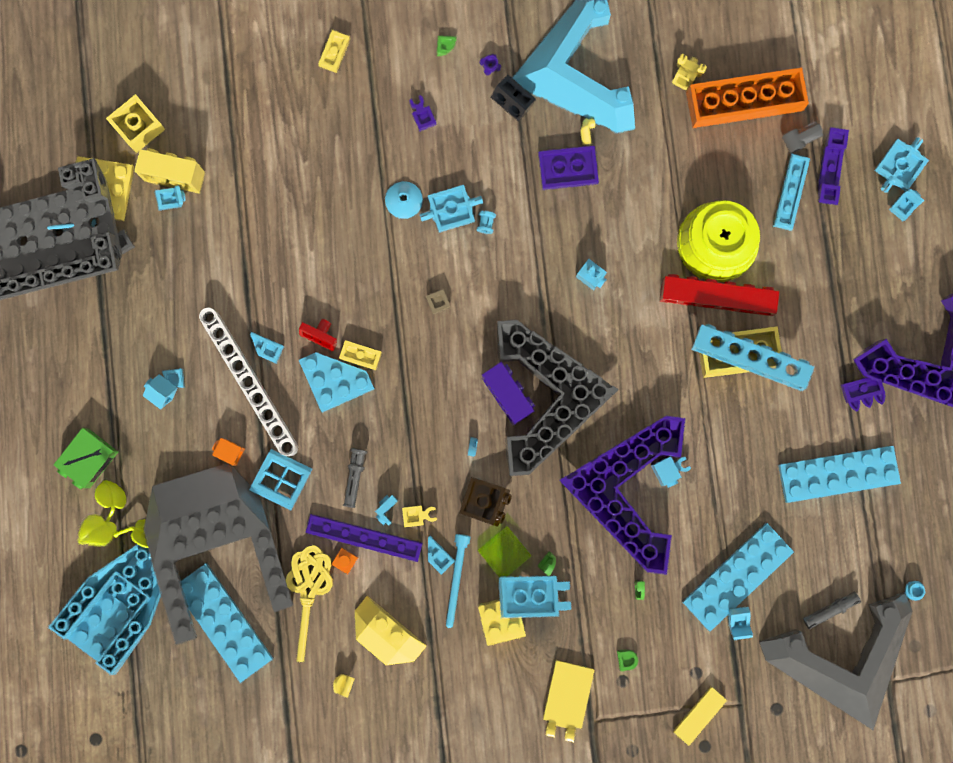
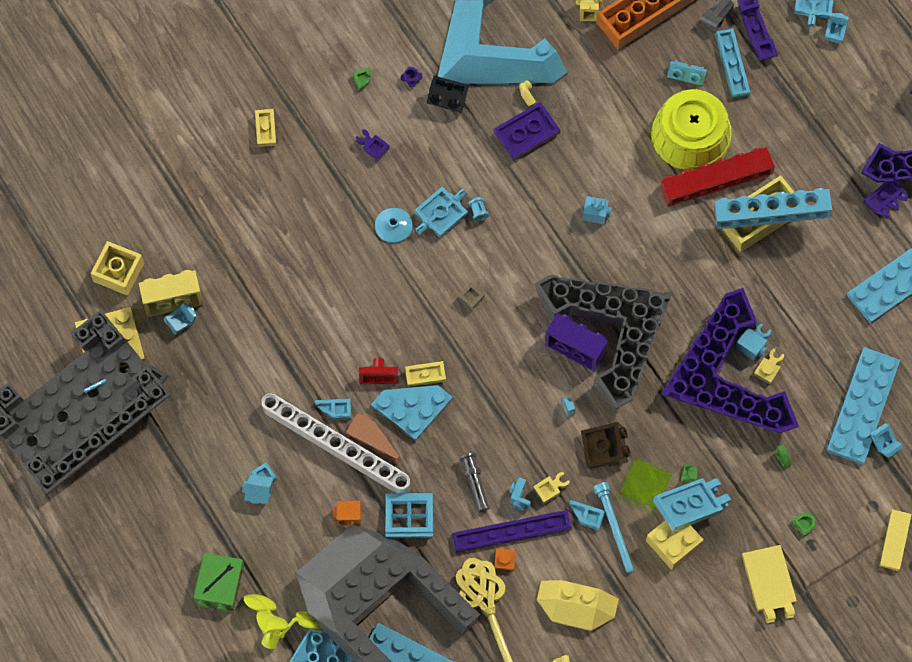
camera: 25 degrees left, 15 degrees down
(282, 389) = (368, 435): none -> nougat slope
(669, 500) = (768, 369): none -> light yellow plate
(749, 186) = (682, 72): none -> medium azure hinge

